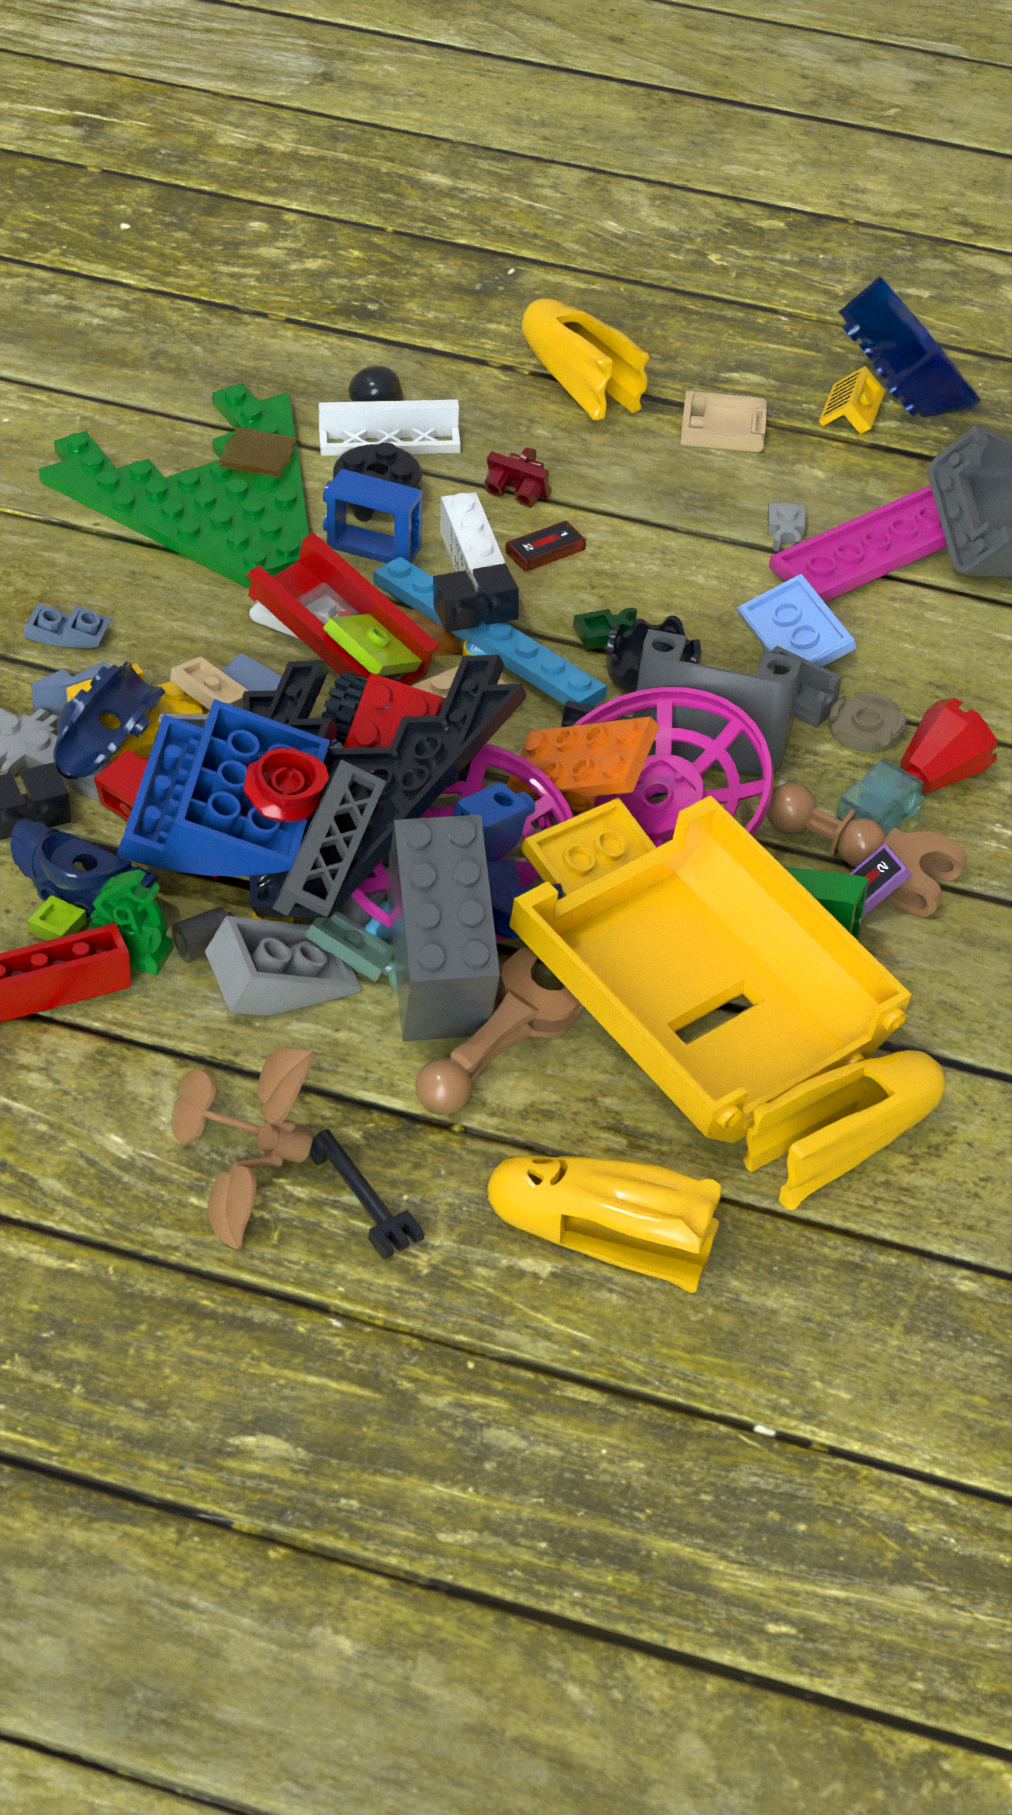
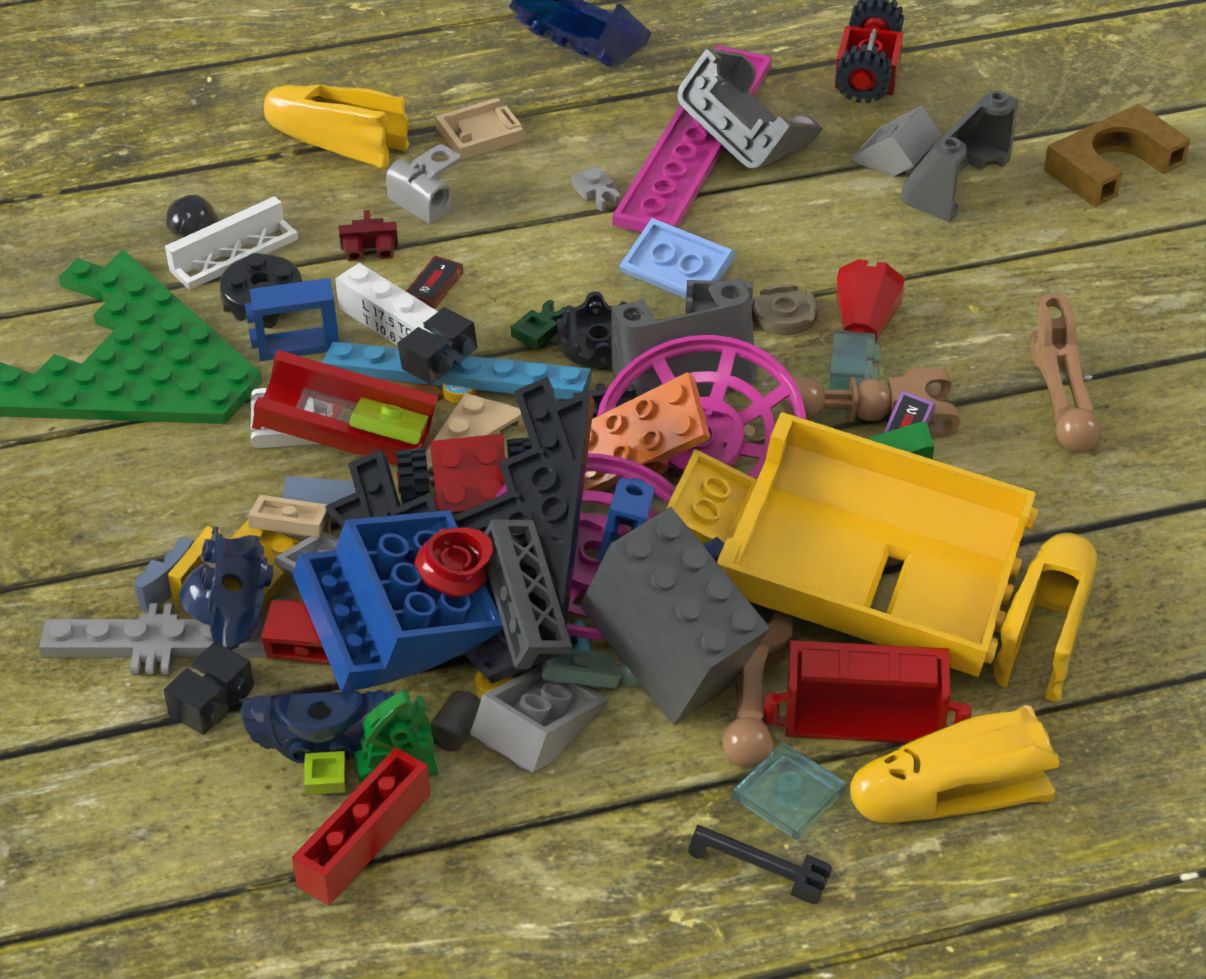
camera: 30 degrees left, 0 degrees up
(59, 629) = (119, 524): sand blue slope -> none
(257, 452) = (146, 308): clear orange piece -> none
(280, 1139) = (663, 802): medium nougat plant -> none
(448, 1149) = (789, 790): none -> clear light blue plate
(583, 1092) = (864, 692): none -> red container
(604, 448) = (418, 186): none -> light grey piece
(855, 397) = (560, 69): yellow panel -> none

